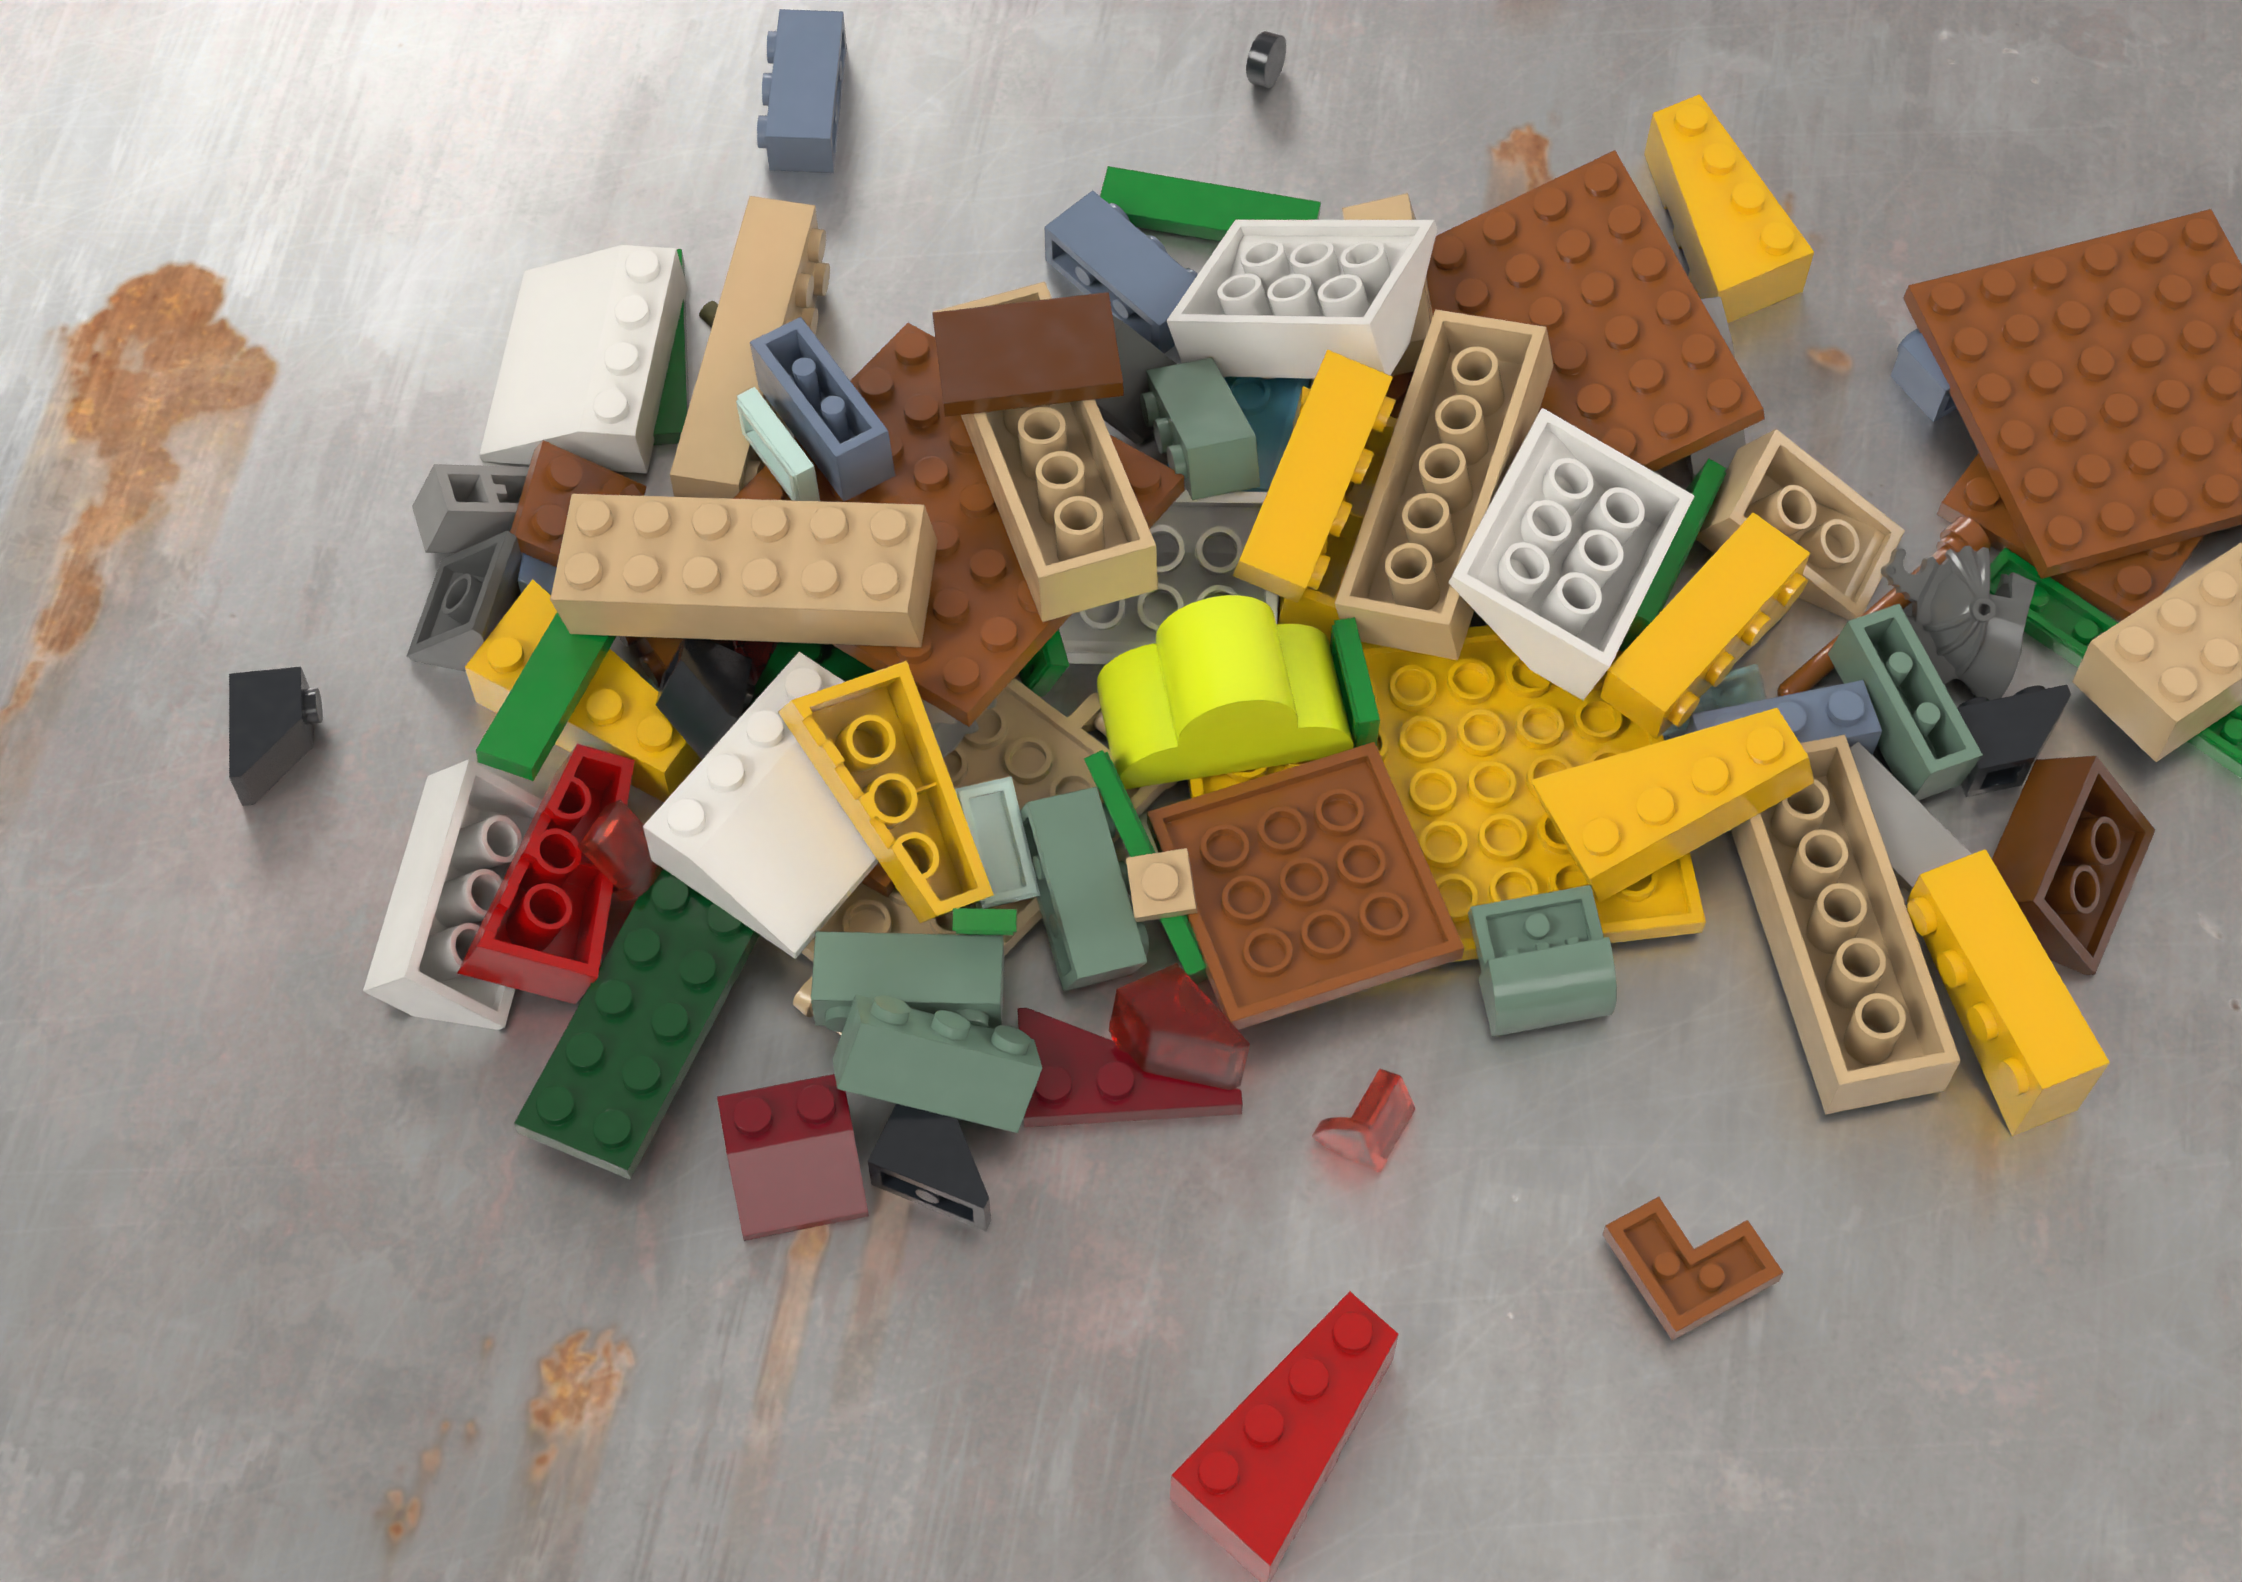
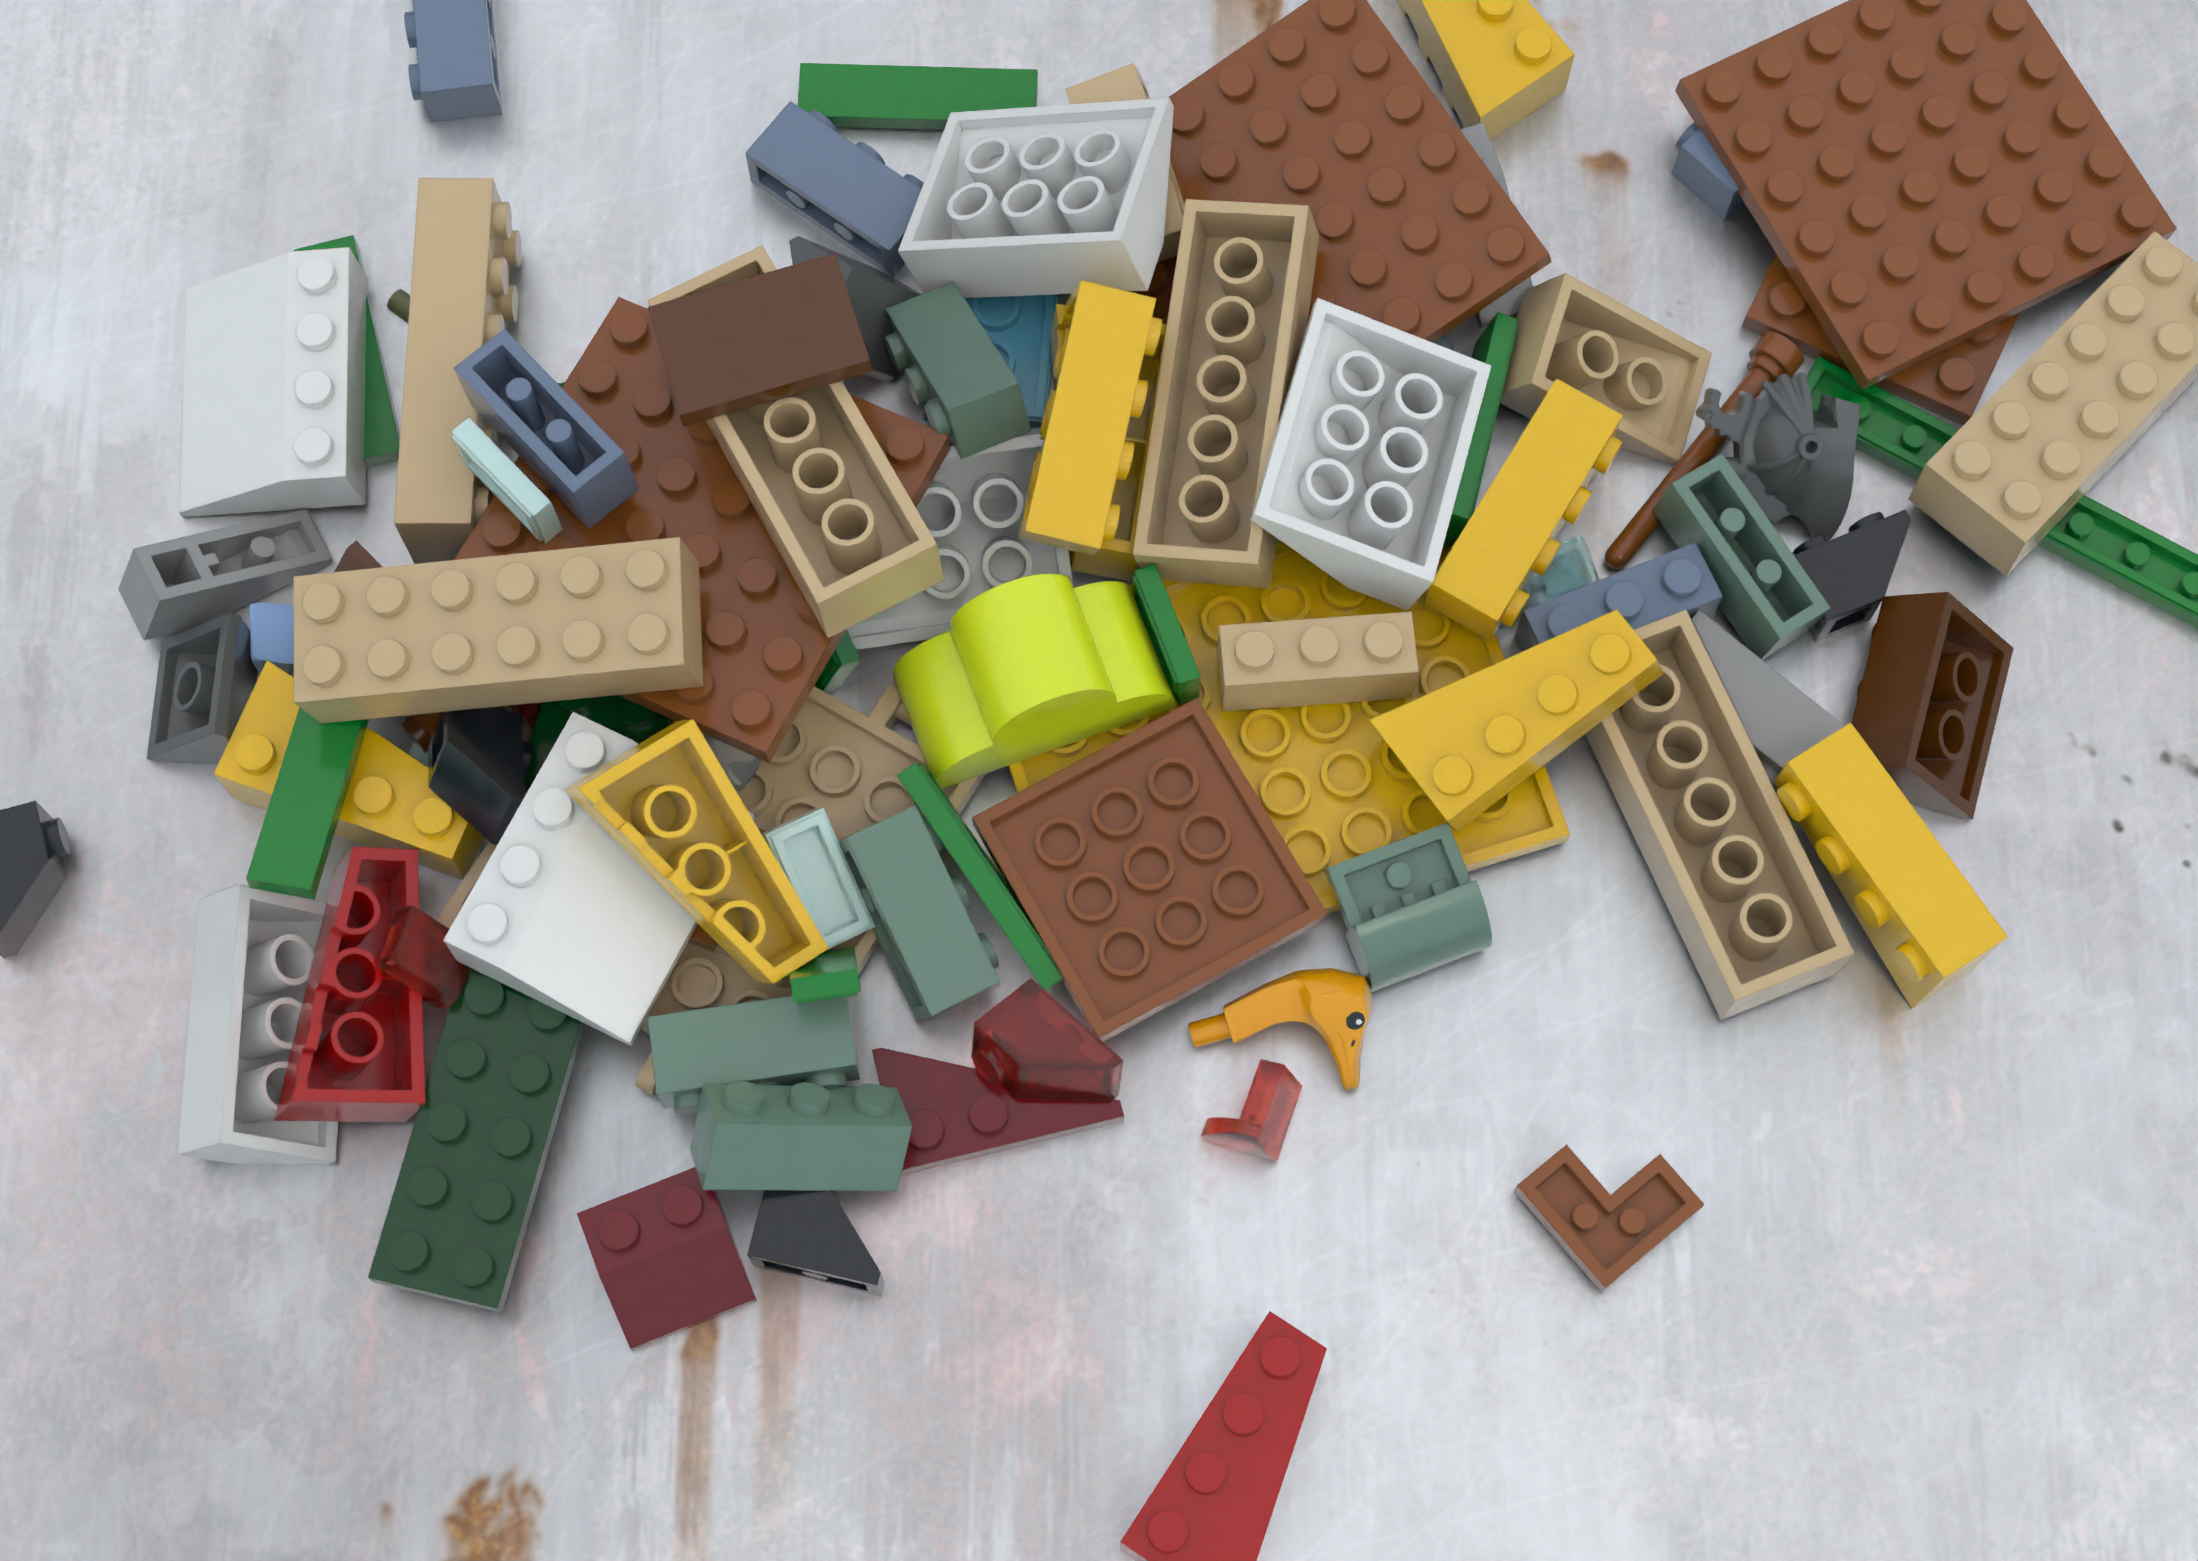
camera: 10 degrees left, 10 degrees up
(547, 496) = (279, 544): dark orange plate -> none
(1161, 885) = (1002, 901): tan plate -> none
(1449, 1029) = (1326, 999): none -> light orange animal
(1490, 727) = (1317, 661): none -> tan brick

